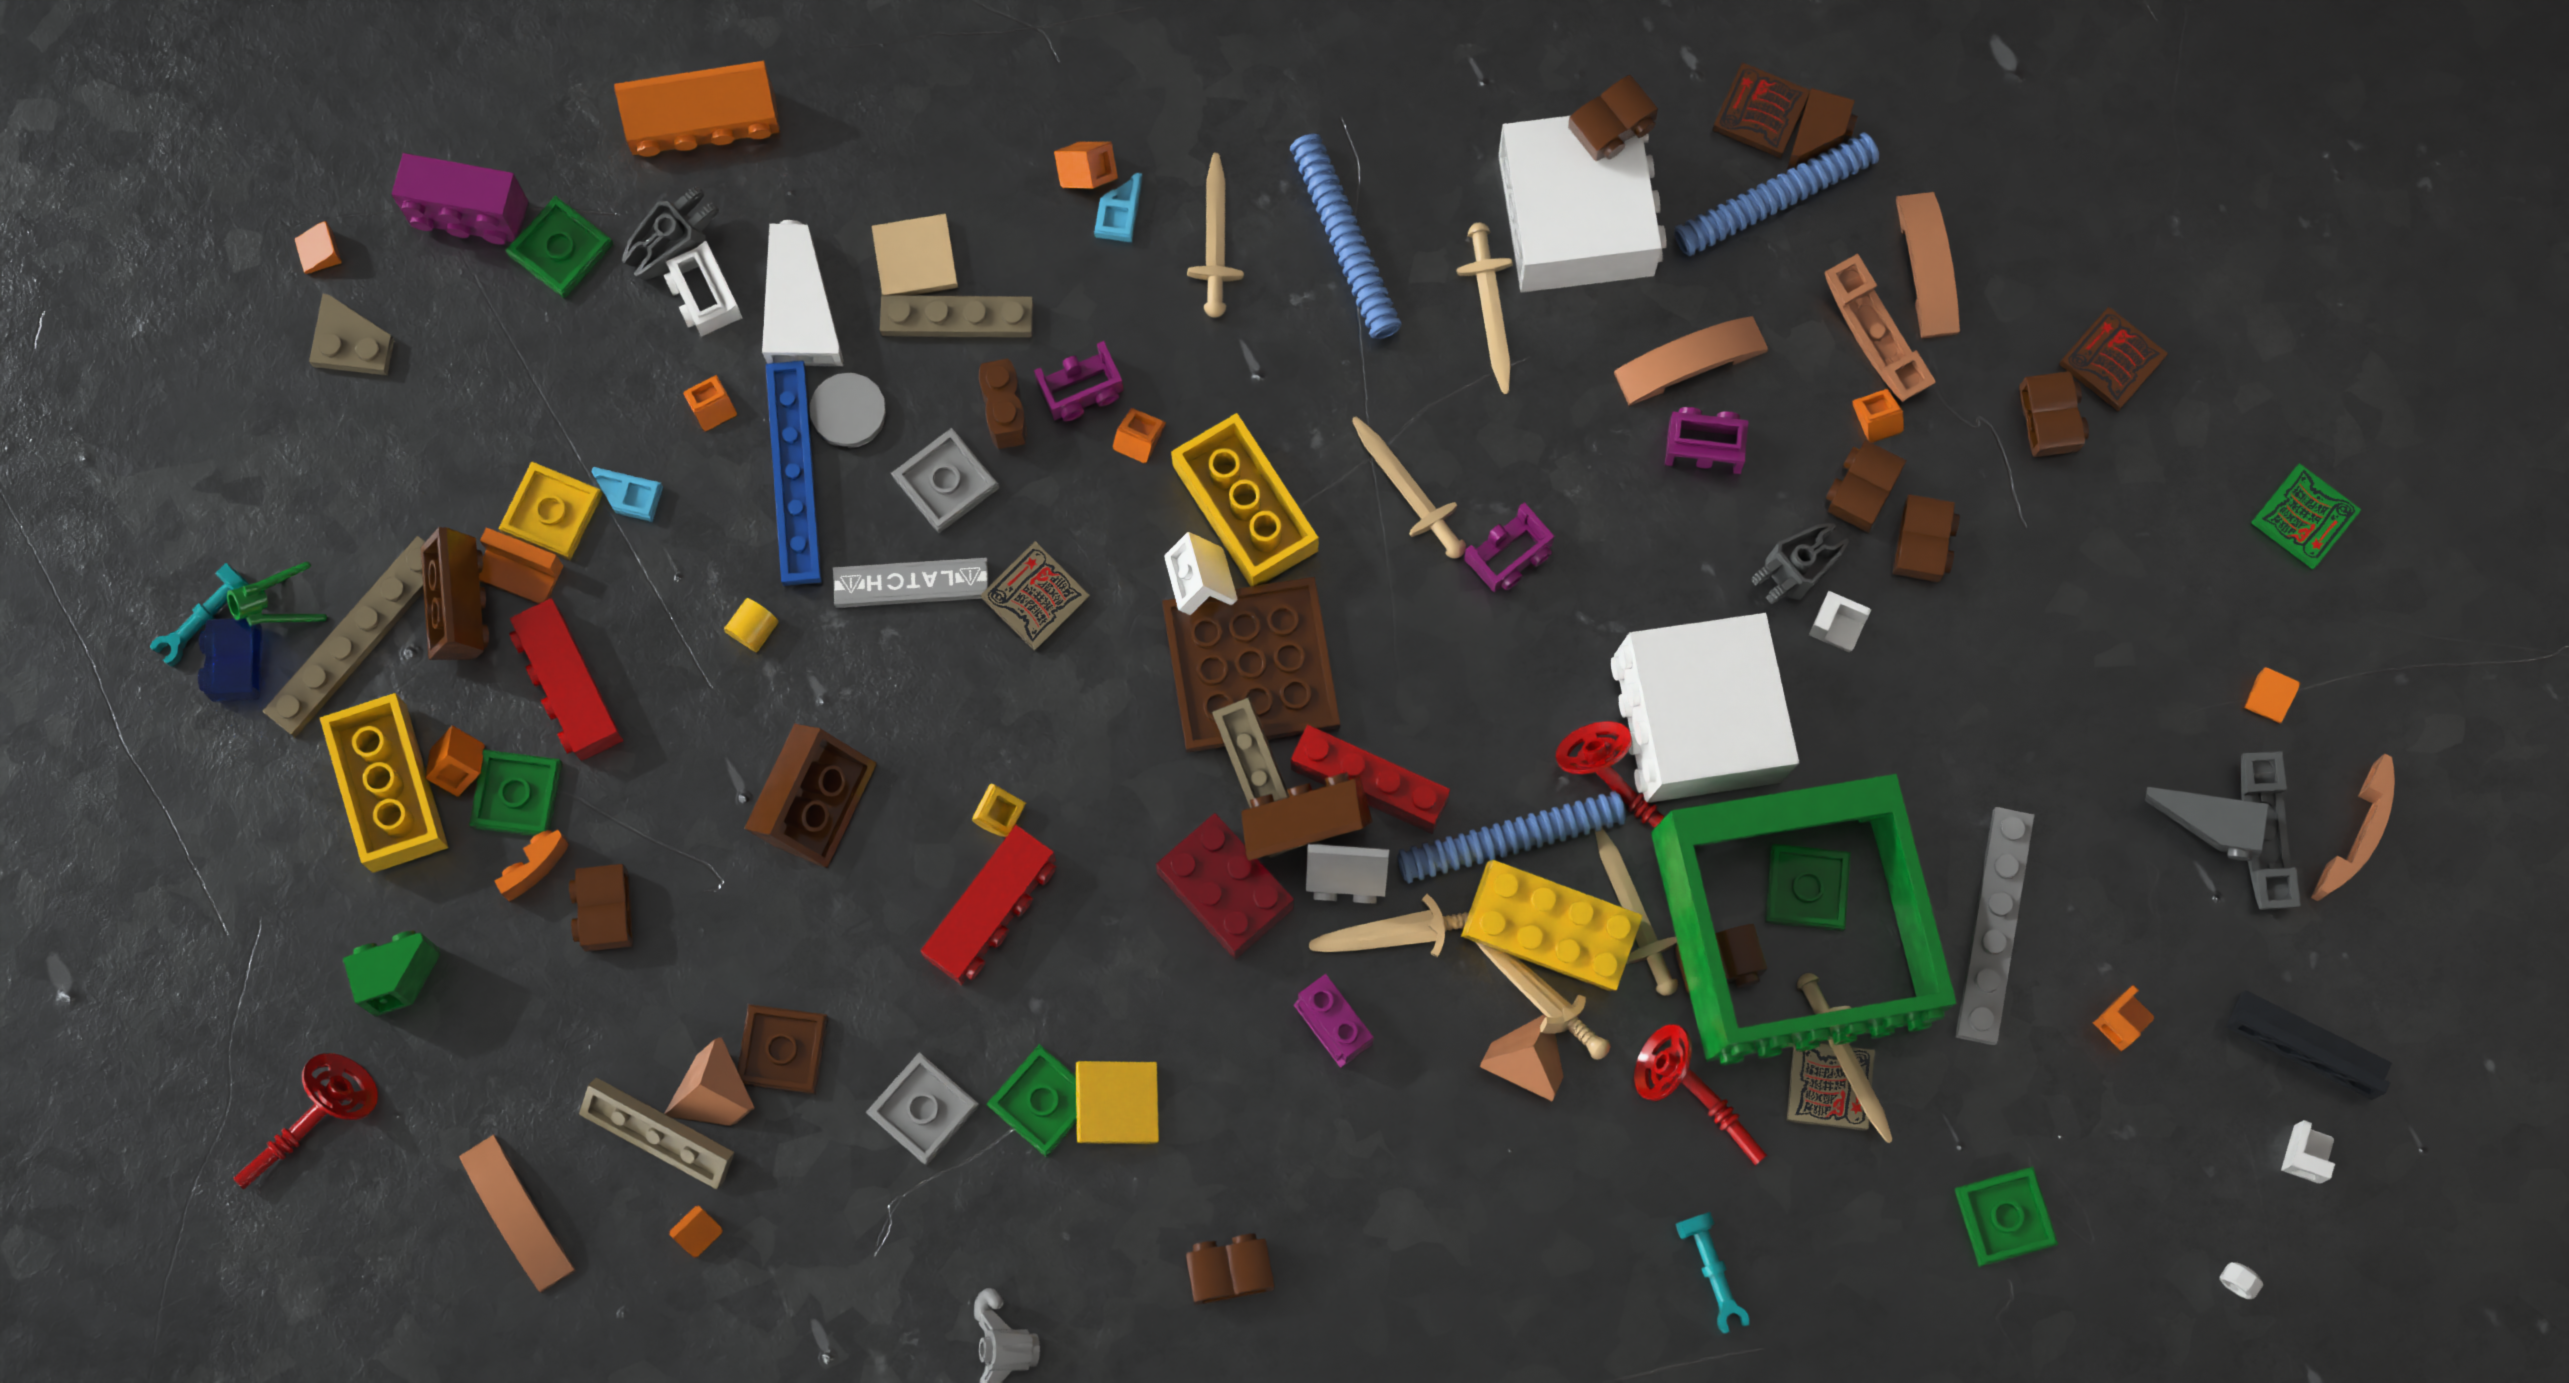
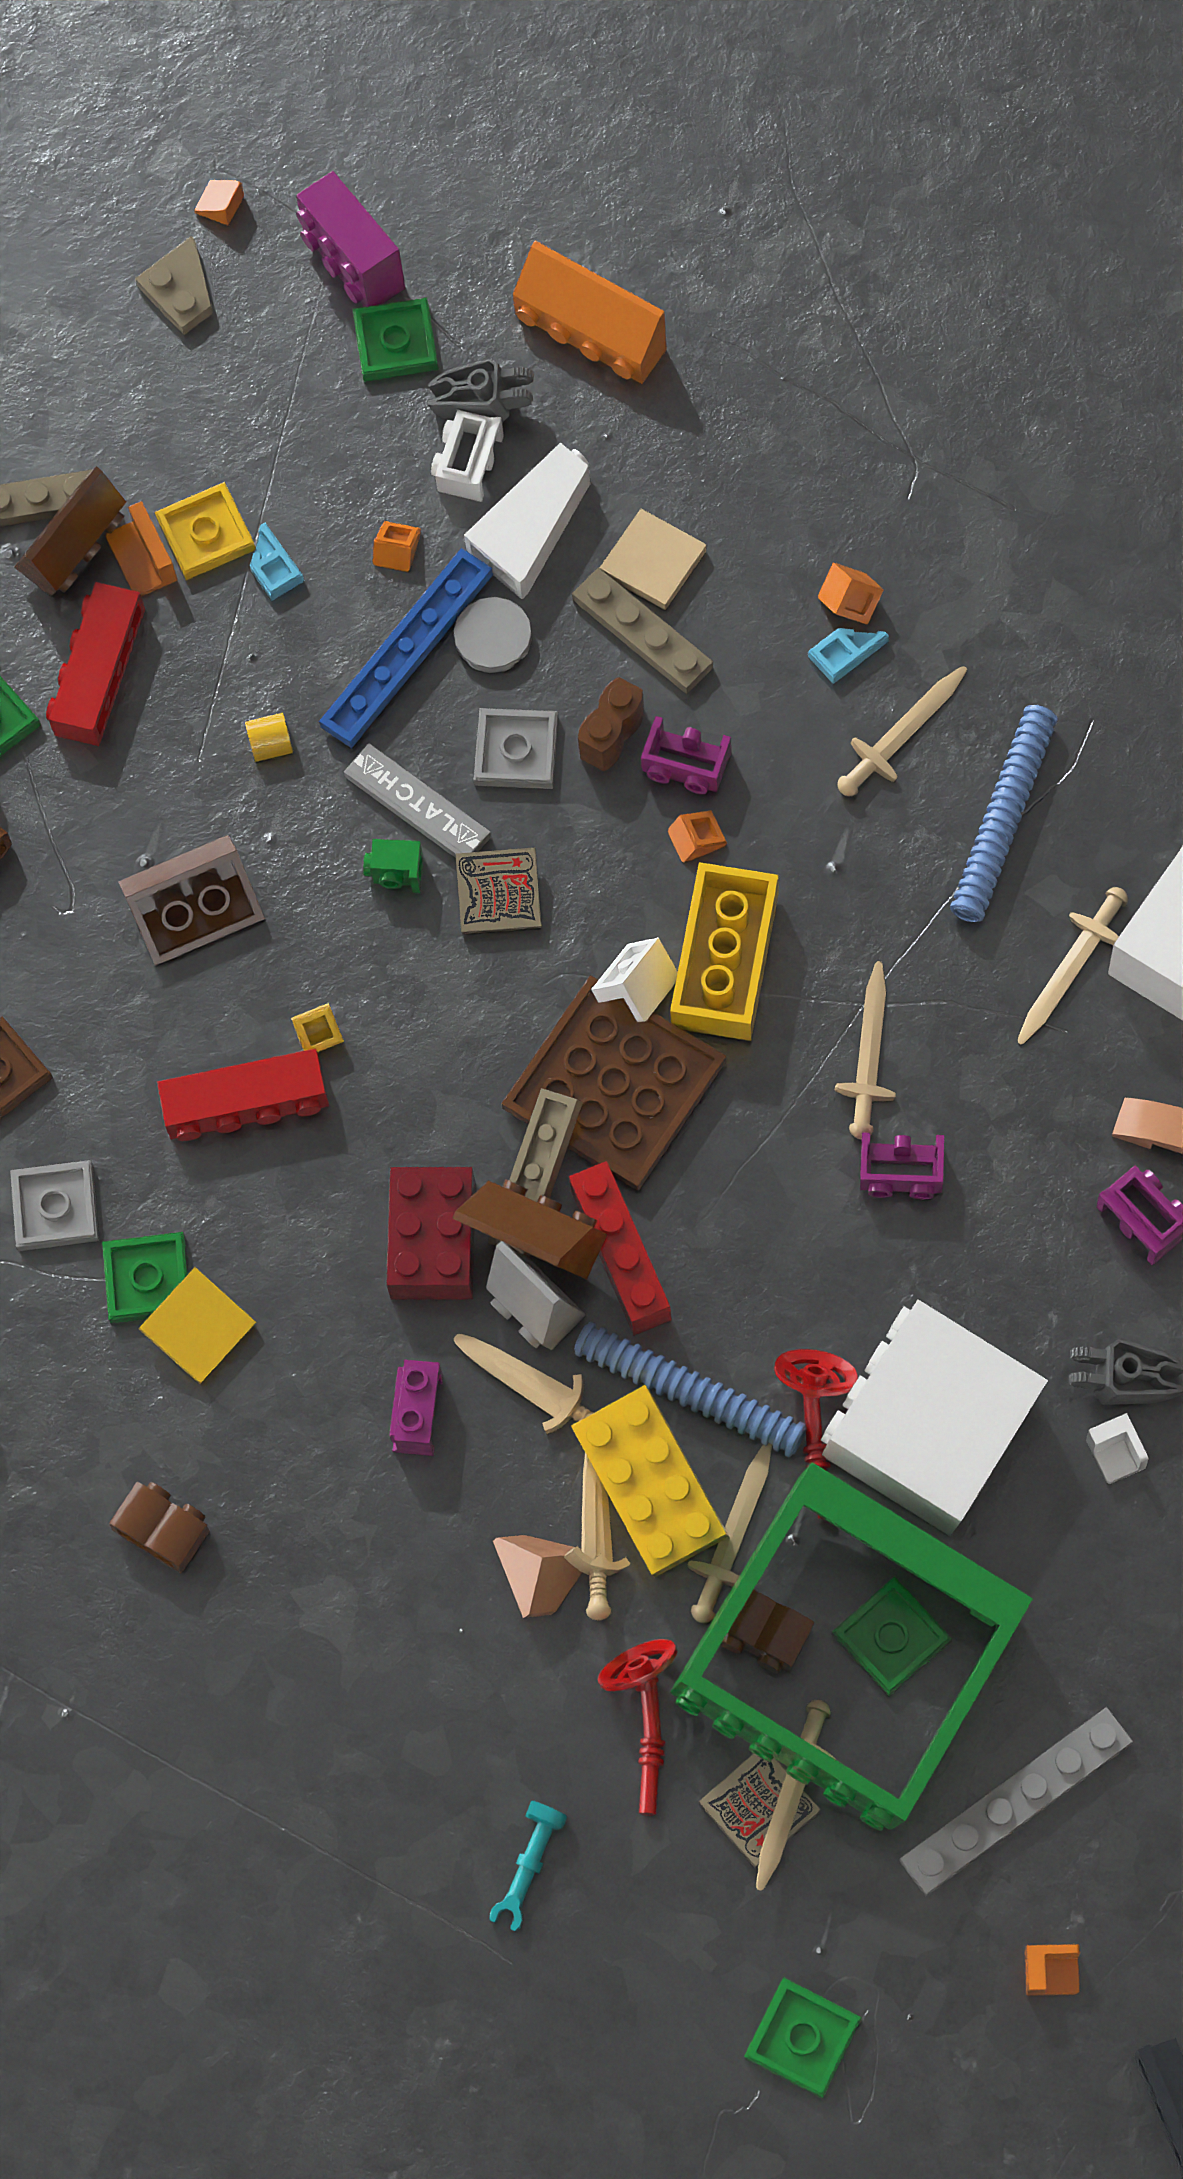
camera: 50 degrees right, 5 degrees down
(940, 640) = (395, 863): none -> green brick

